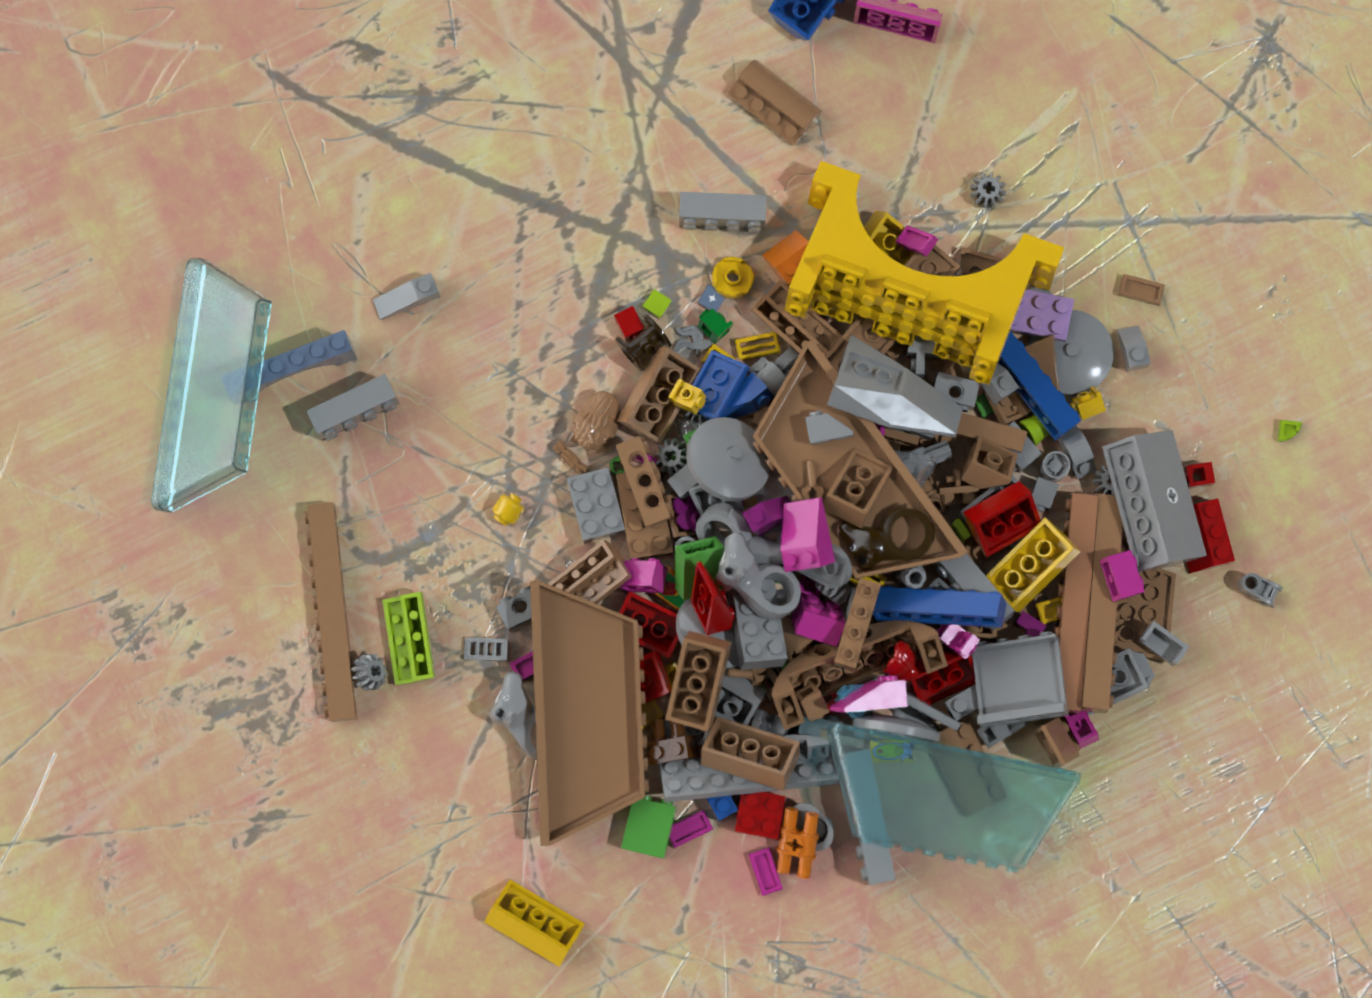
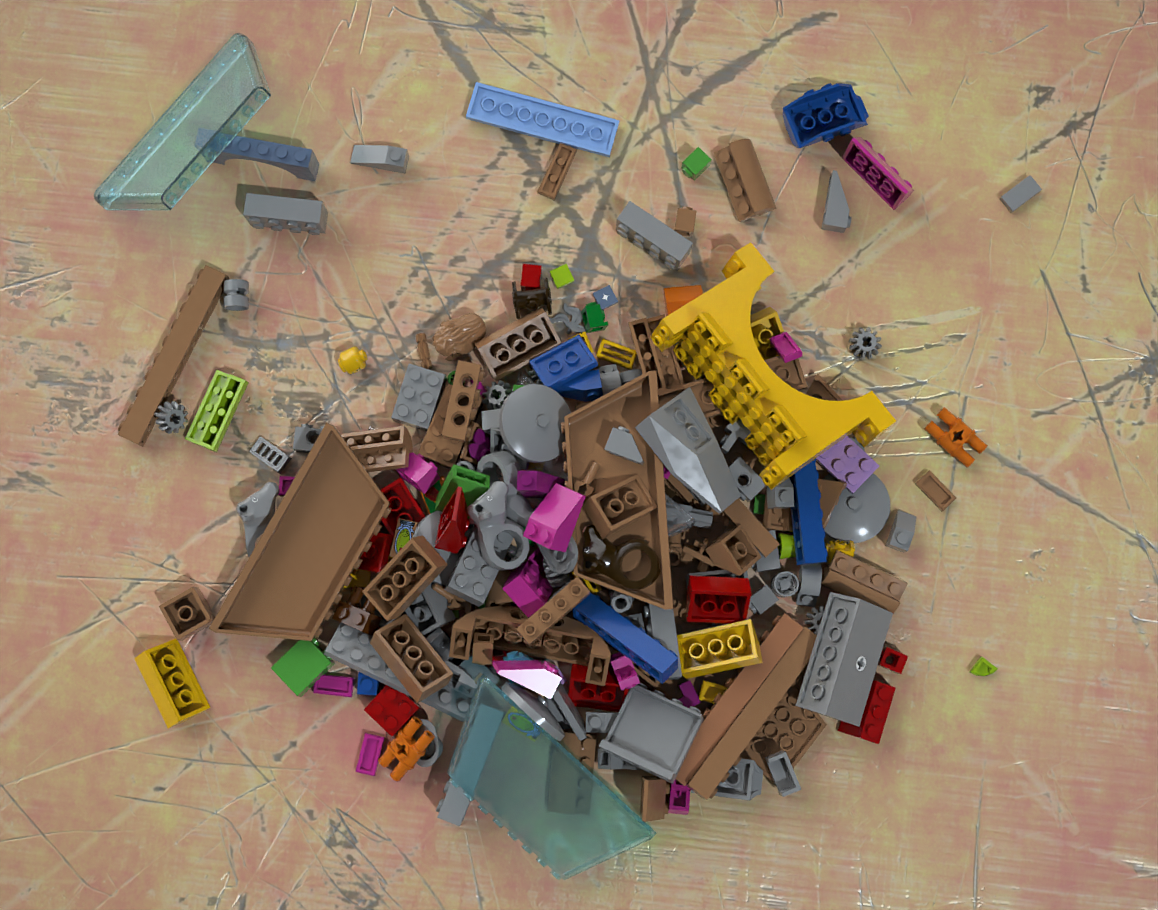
camera: 30 degrees right, 0 degrees up
(354, 515) = (236, 295): none -> light grey wheel
(508, 847) = (187, 613): none -> medium nougat brick
(541, 162) = (542, 119): none -> light blue plate
(587, 204) = (557, 171): none -> medium nougat tile
(669, 645) = (404, 532): none -> tile
(687, 397) = (536, 357): yellow brick -> none
(718, 115) = (695, 164): none -> bright green brick
(726, 287) = (627, 301): yellow tile -> none
(742, 177) = (685, 221): none -> medium nougat brick
(880, 77) = (836, 211): none -> light grey slope
(902, 663) = (570, 663): red hair -> none
(960, 530) = (681, 588): lime tile -> none
(1120, 234) = (945, 438): none -> orange pin
(1122, 575) = (783, 701): dark pink brick -> none
(1126, 417) = (863, 581): none -> medium nougat brick
(1263, 590) = (886, 780): light grey piece -> none

